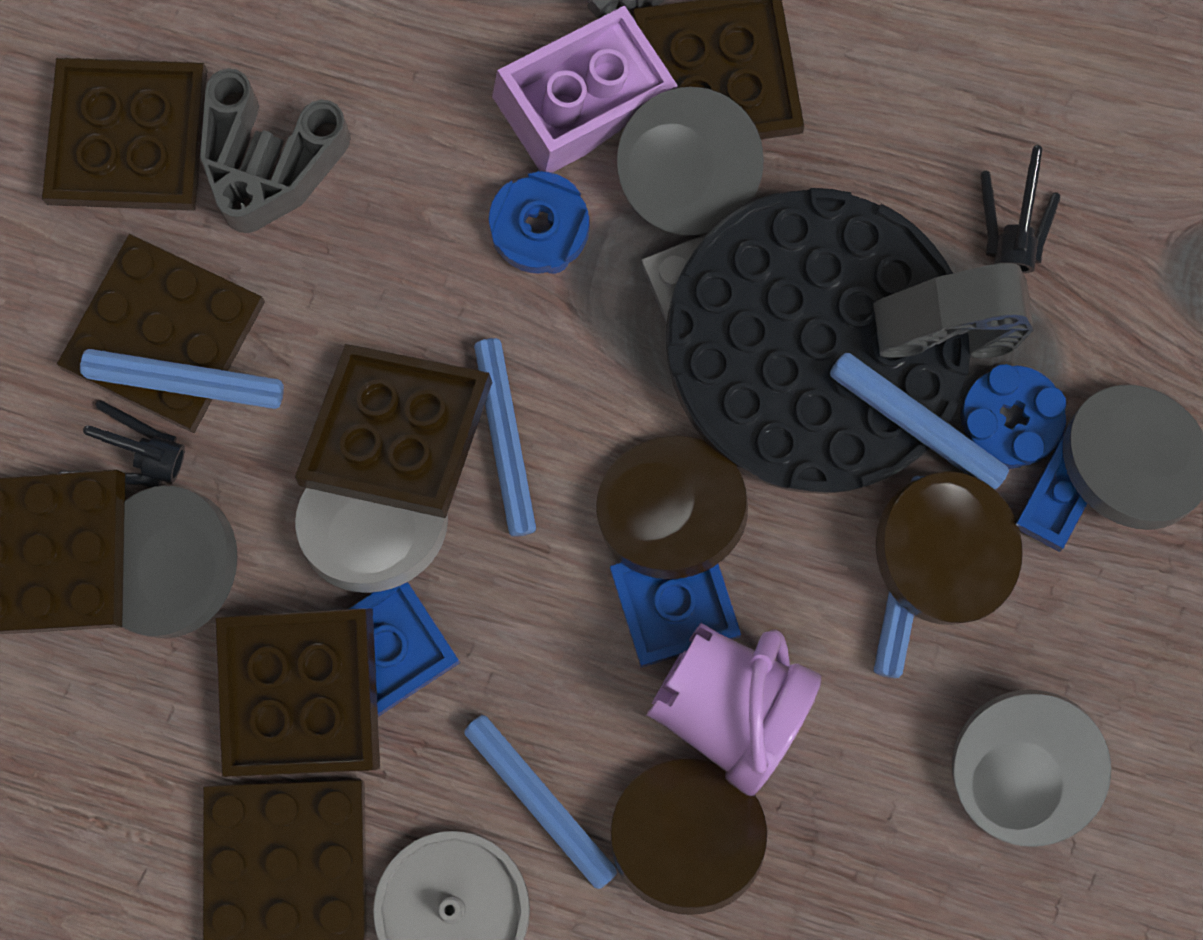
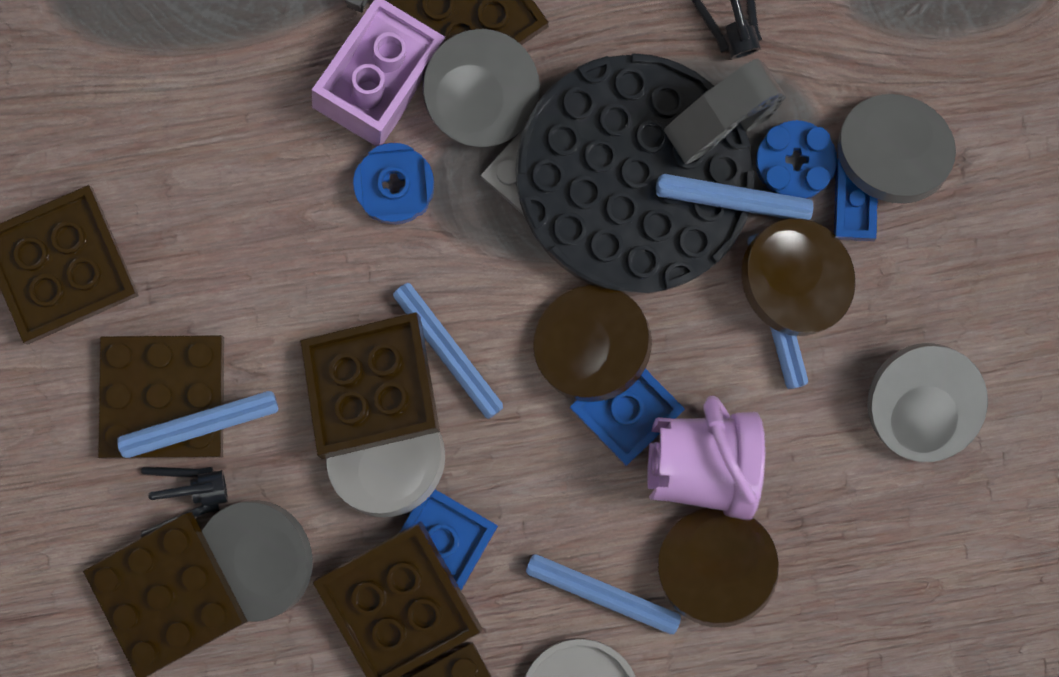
camera: 30 degrees left, 5 degrees up
(300, 167) = (200, 227): dark grey connector -> none

